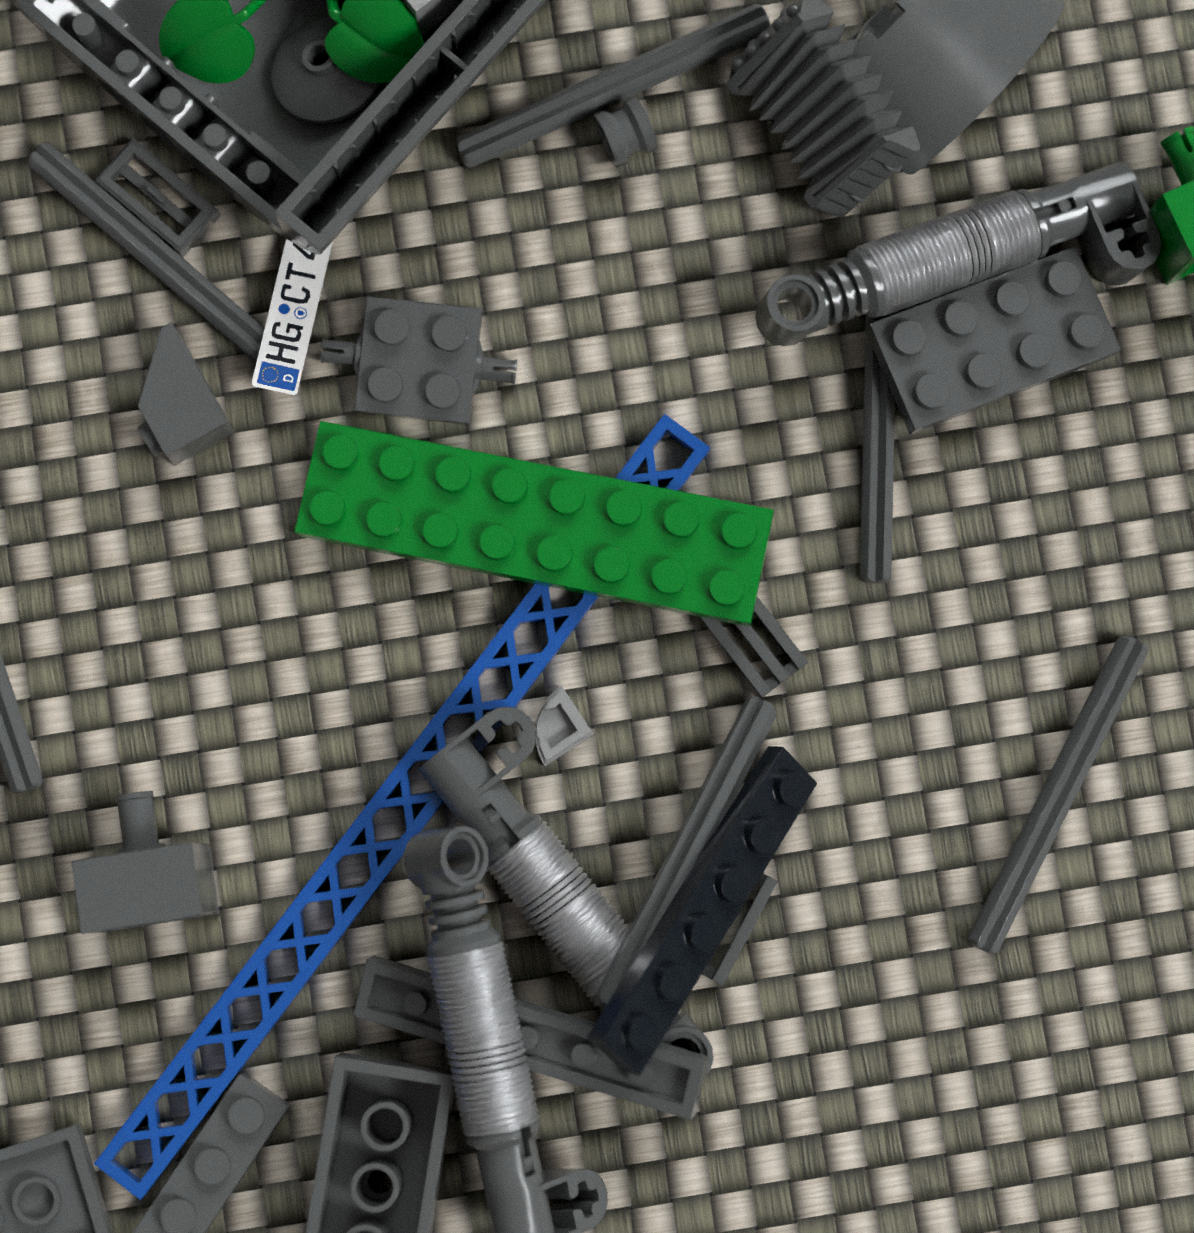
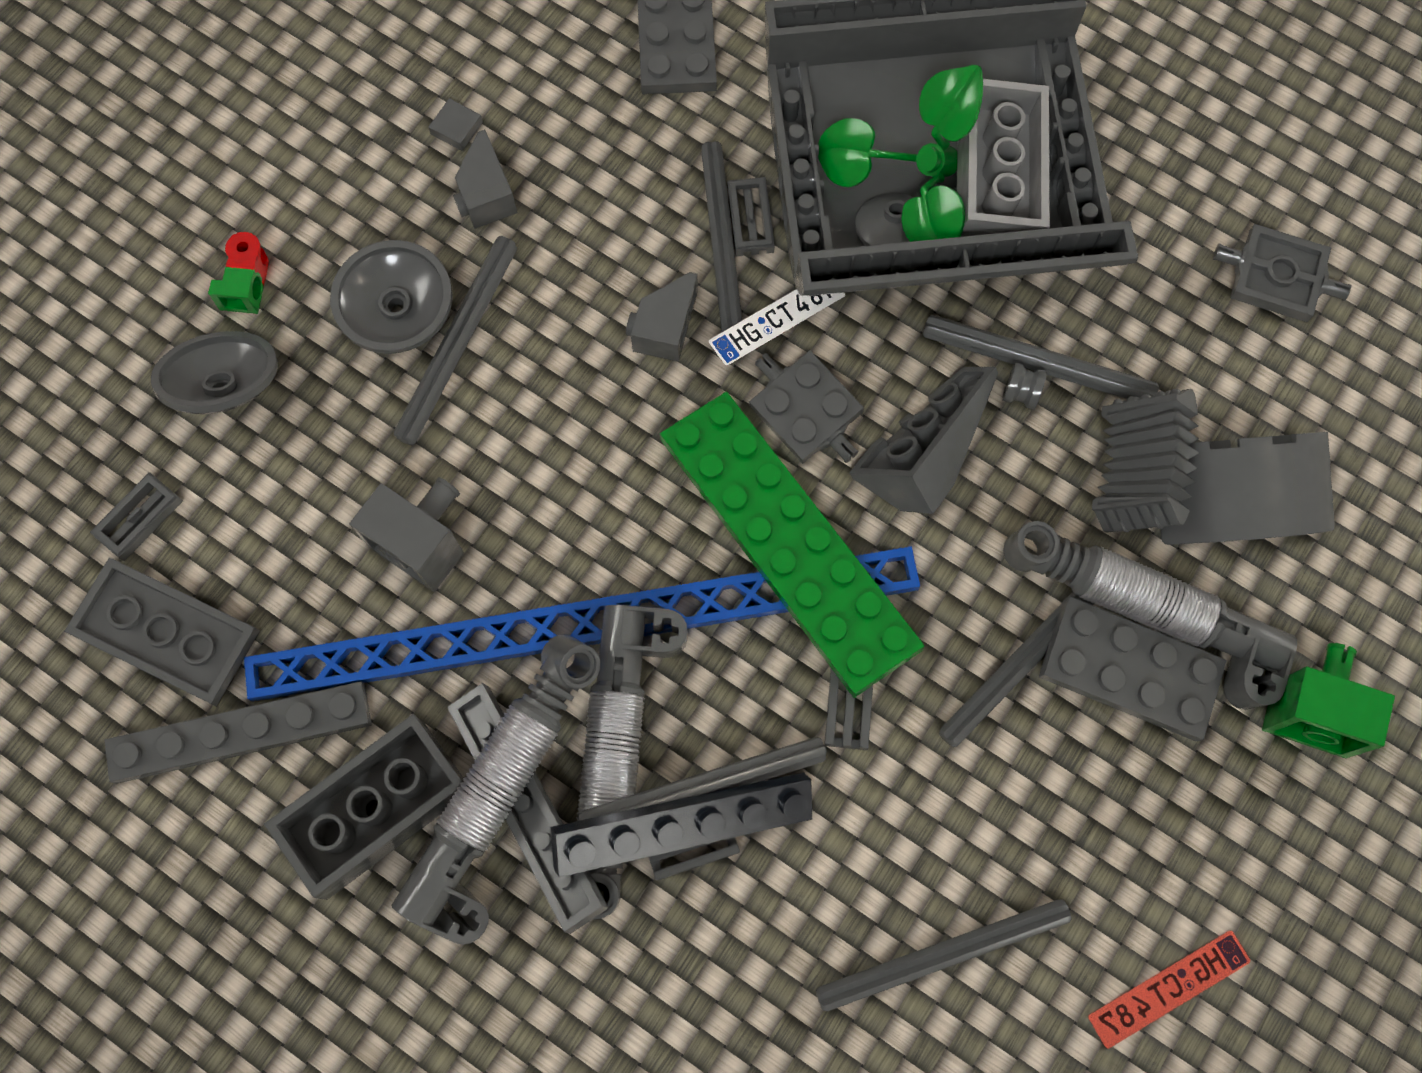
camera: 45 degrees right, 10 degrees down
(559, 727) = (700, 659): light grey tile -> none
(589, 302) = (925, 456): none -> dark grey wedge

